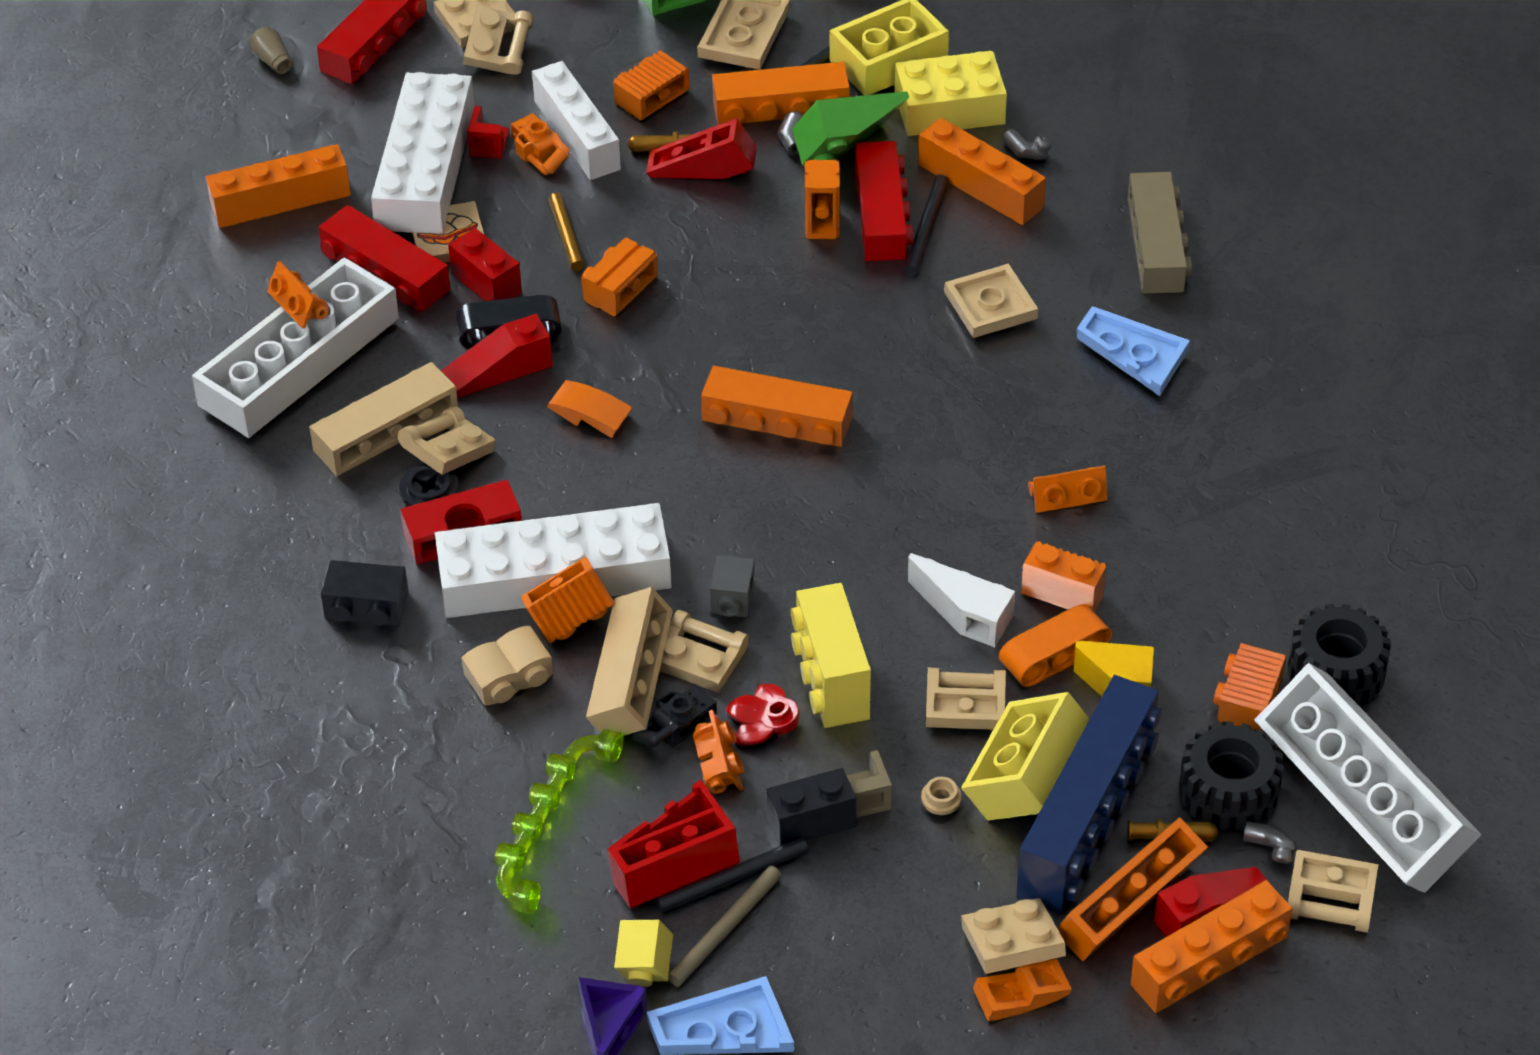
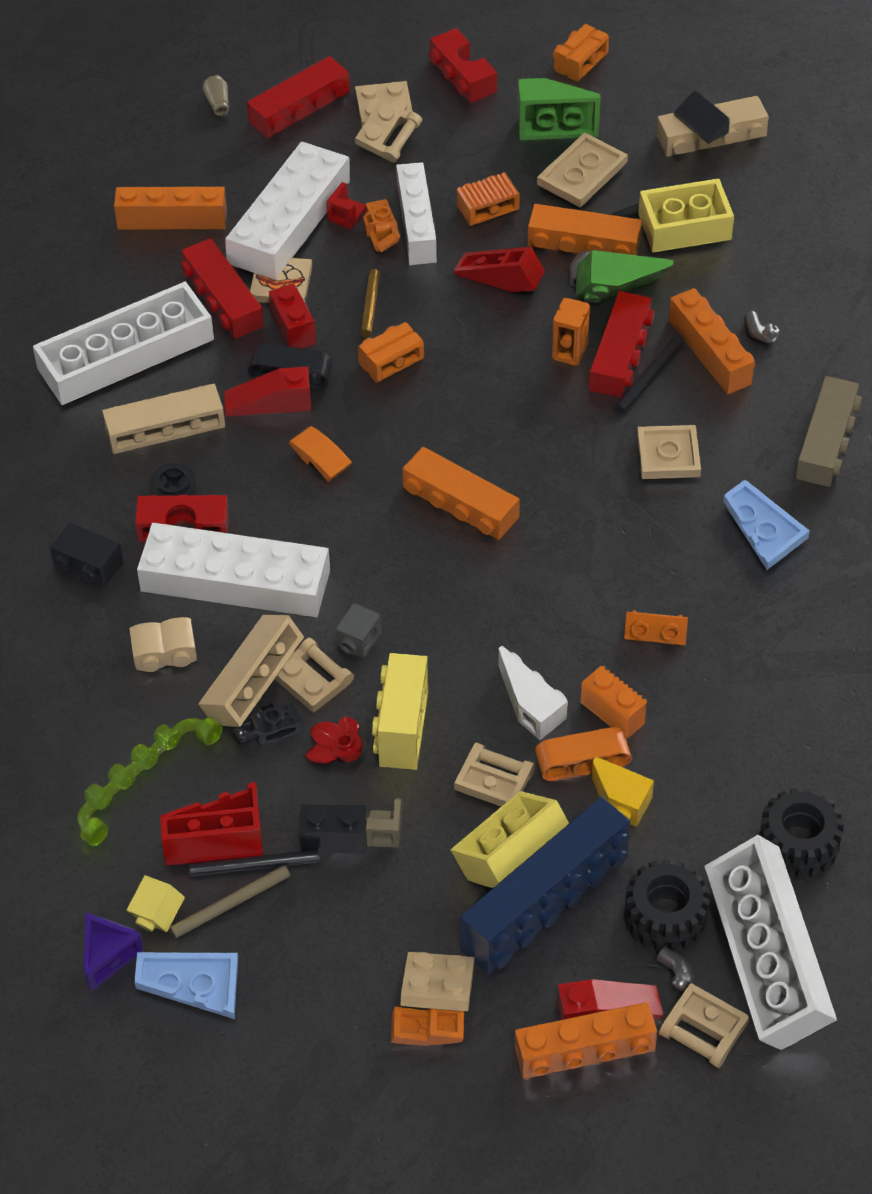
camera: 20 degrees right, 5 degrees up
(295, 296) = (133, 303): orange hinge -> none
(450, 450) = (201, 457): tan plate -> none
(568, 600) = (226, 606): orange brick -> none
(644, 143) = (465, 246): pearl gold piece -> none
(725, 766) = (290, 753): orange hinge -> none
(941, 788) = (438, 842): tan plate -> none
(955, 87) = (717, 267): light yellow brick -> none
(1131, 889) = (543, 973): orange brick -> none
(1143, 830) = (618, 940): pearl gold piece -> none
(1250, 686) = (720, 832): orange brick -> none

